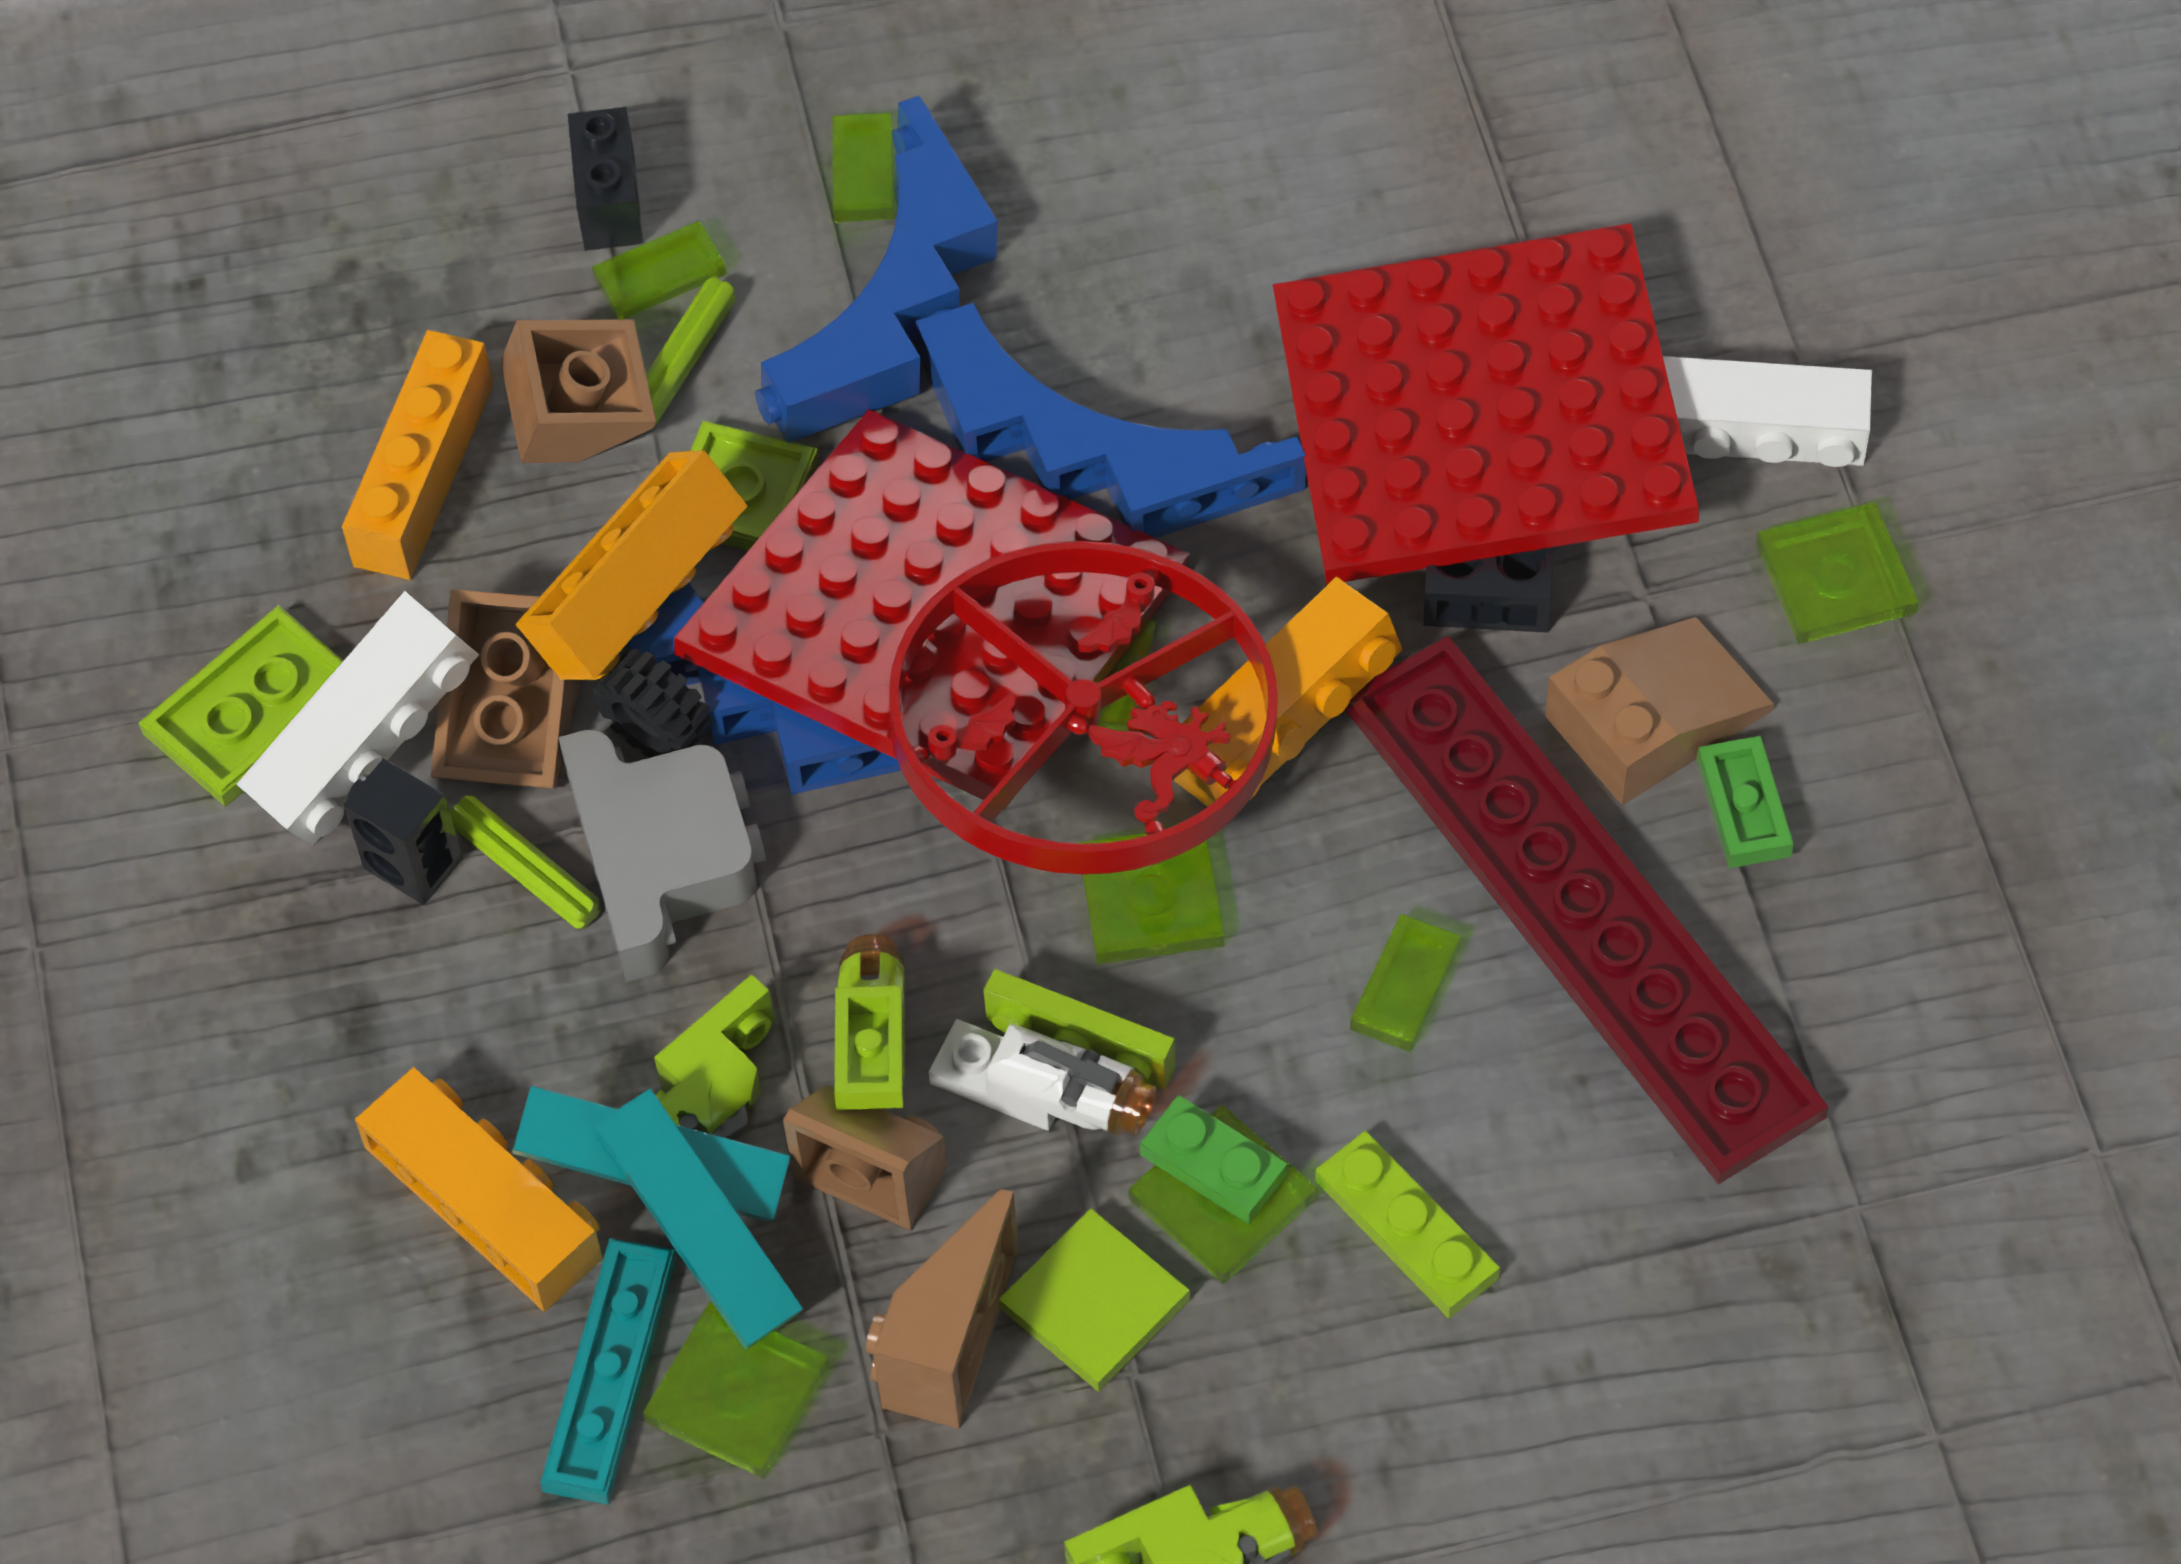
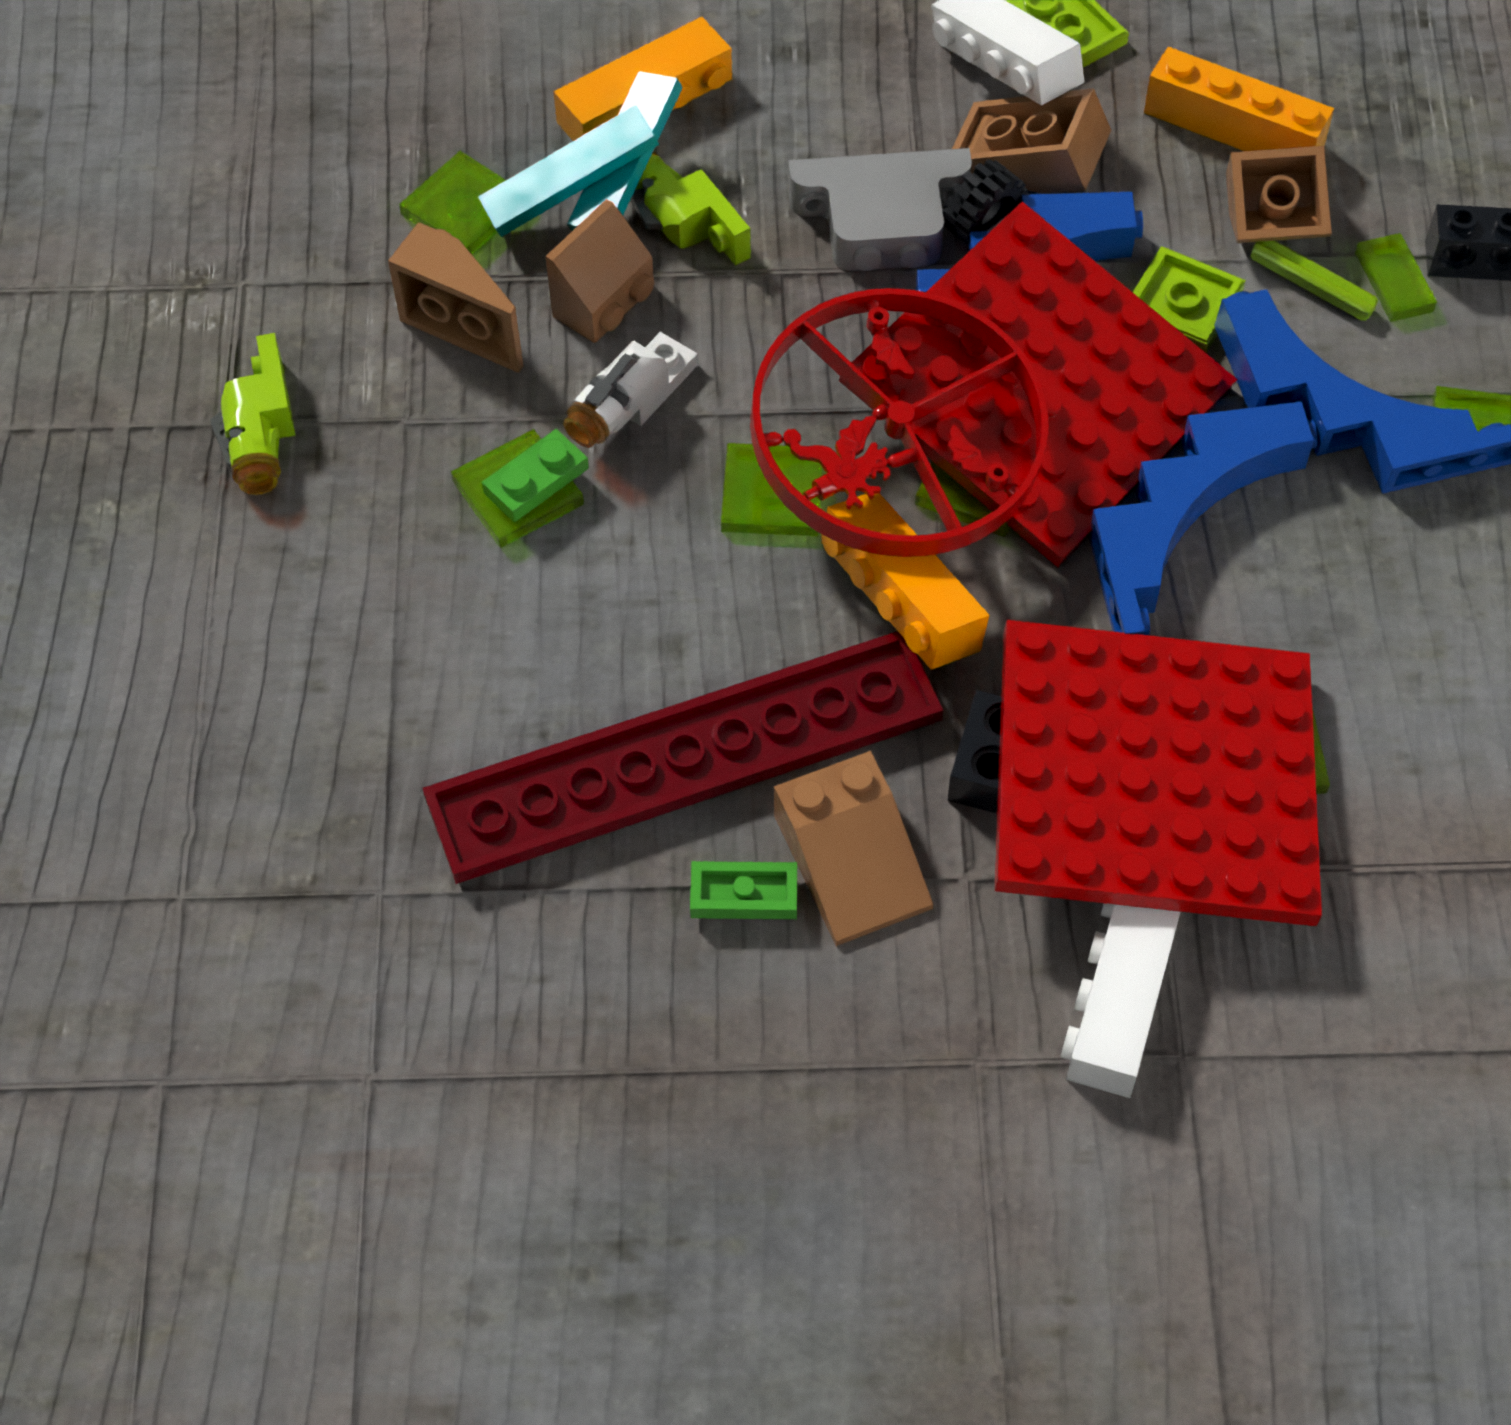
camera: 100 degrees right, 0 degrees up
(403, 830) = (913, 59): black brick -> none
(525, 862) = (903, 132): lime axle -> none
(608, 1371) = (482, 136): teal tile -> none
(632, 566) = (1085, 181): light orange brick -> none
(870, 1025) = (685, 285): lime plate -> none
(1074, 1022) = (664, 418): lime plate -> none
(1094, 1299) = (461, 401): lime tile -> none
(1405, 983) = (654, 633): clear neon green tile -> none
(1407, 1224) = (458, 593): lime plate -> none
(1836, 572) = (953, 1021): clear neon green tile -> none

